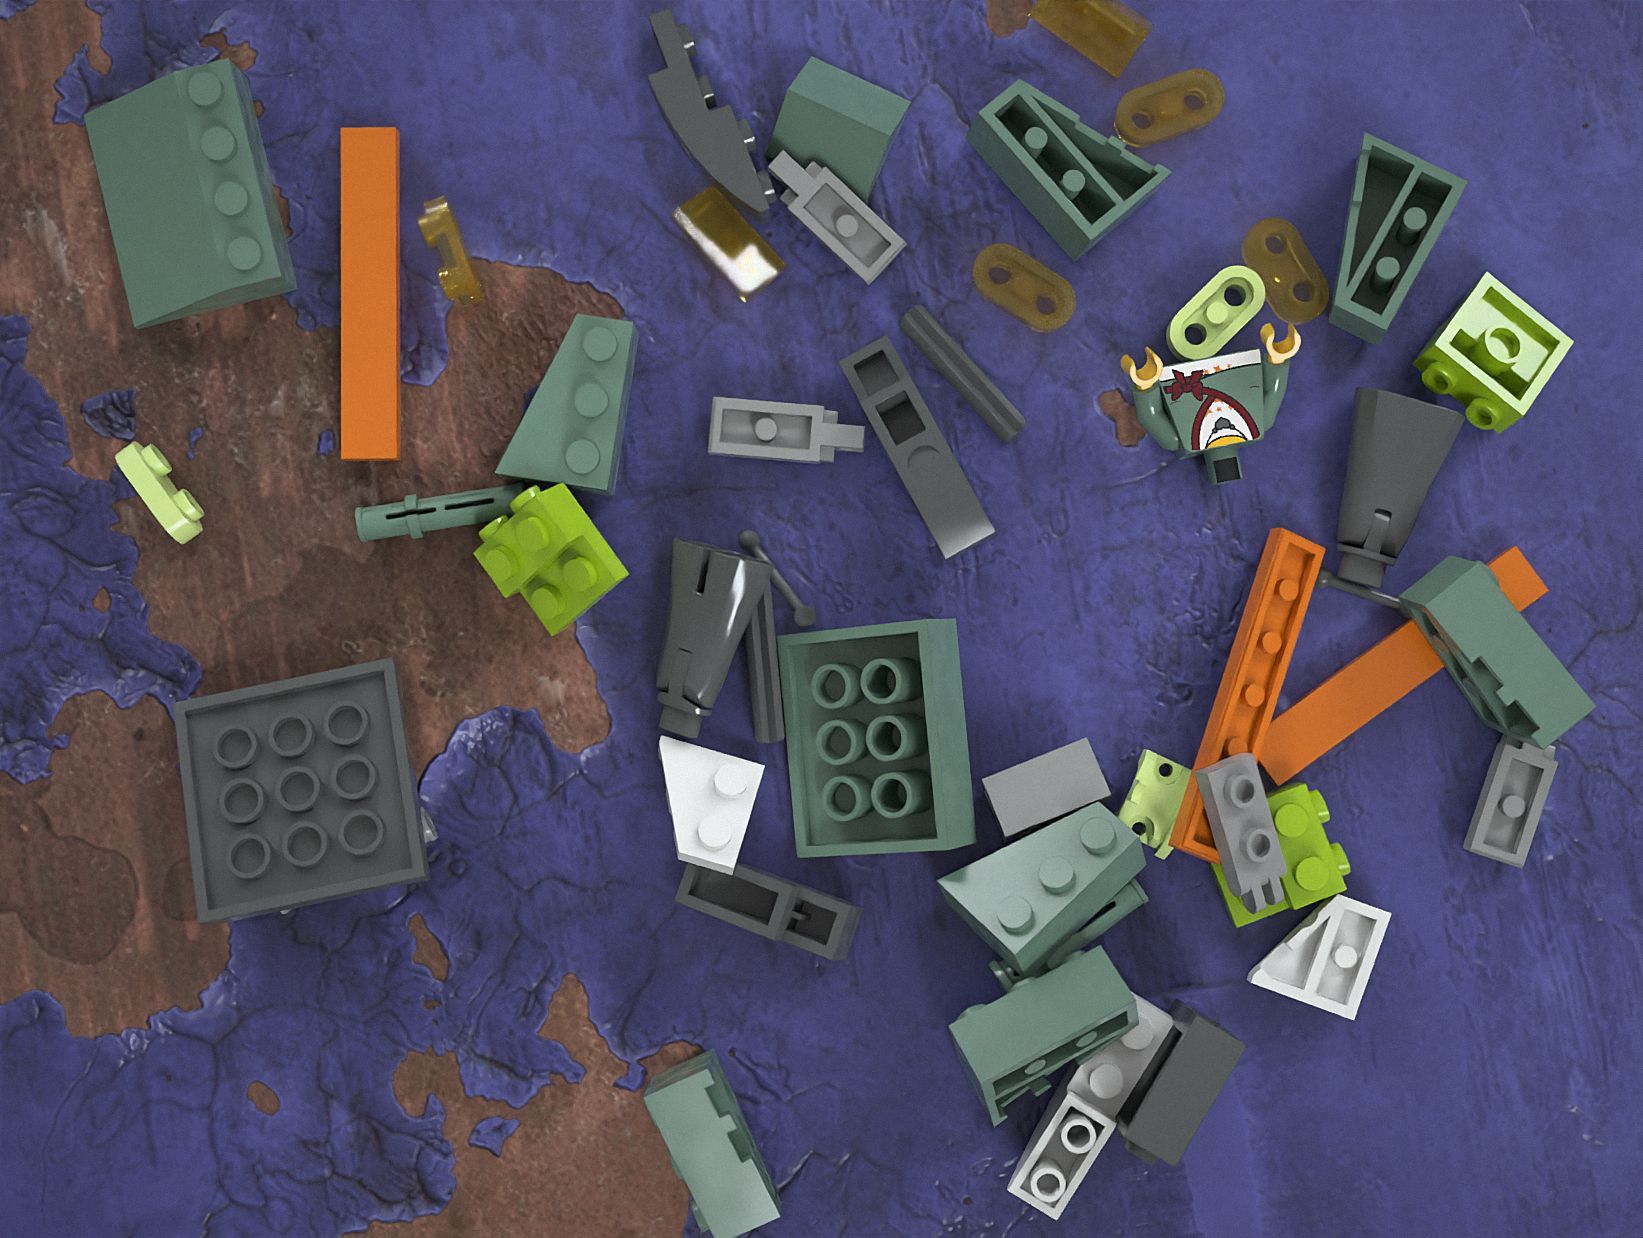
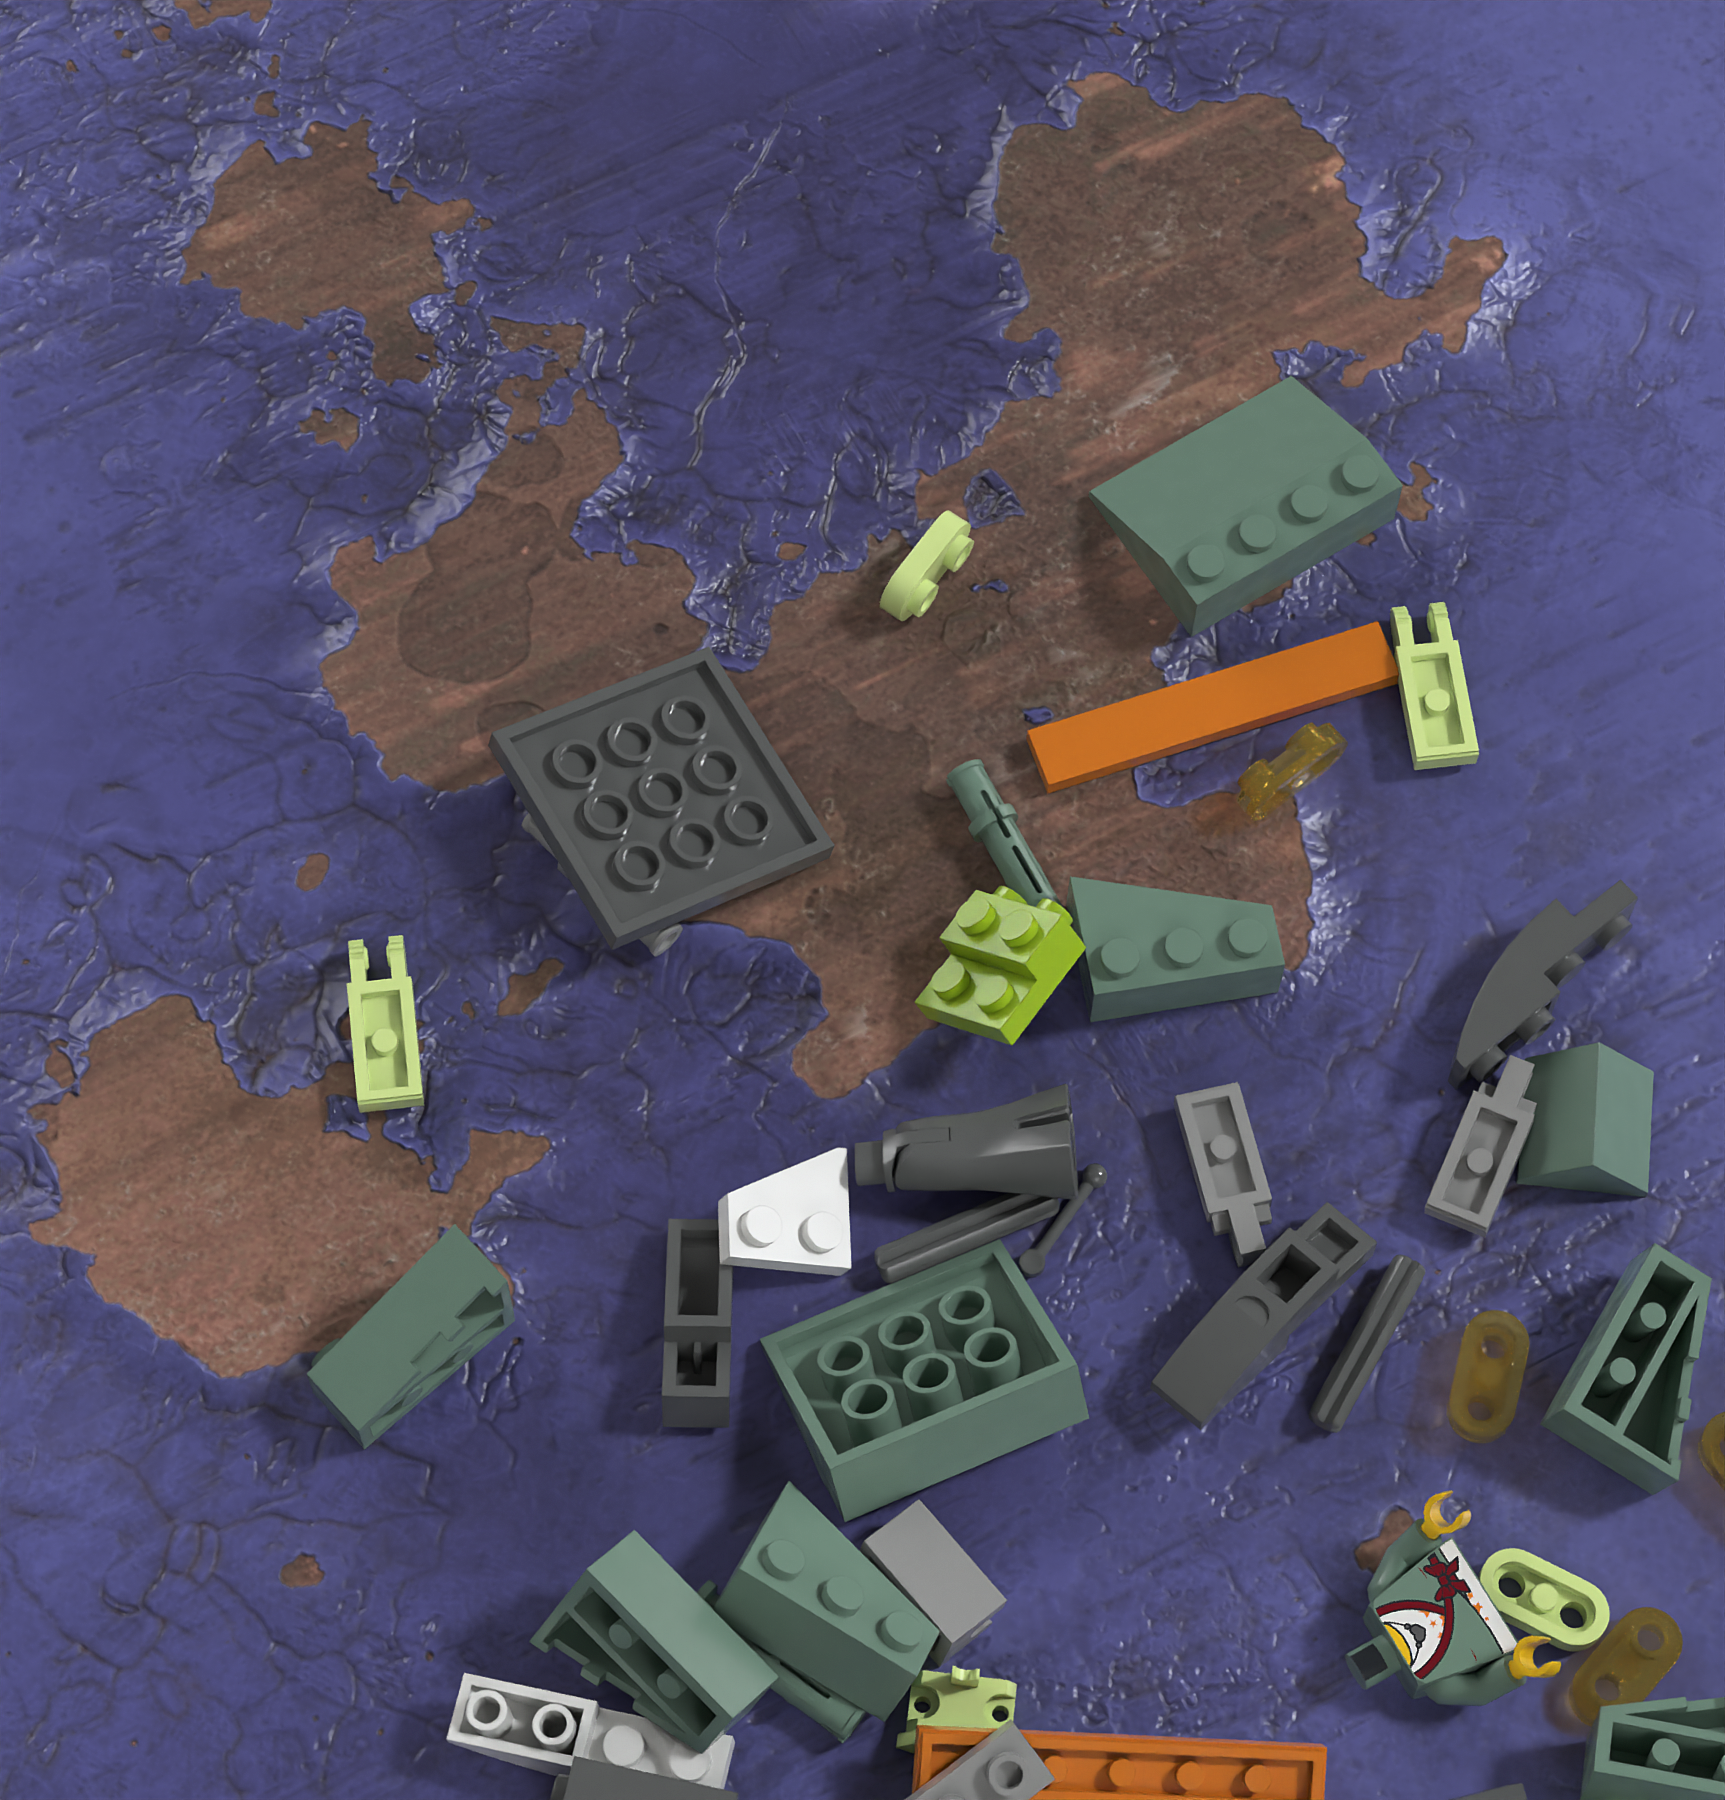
camera: 70 degrees right, 20 degrees down
(419, 105) = (1433, 692): none -> yellowish green hinge
(428, 1084) = (384, 1032): none -> yellowish green hinge
(728, 243) = (1412, 1049): clear yellow slope -> none

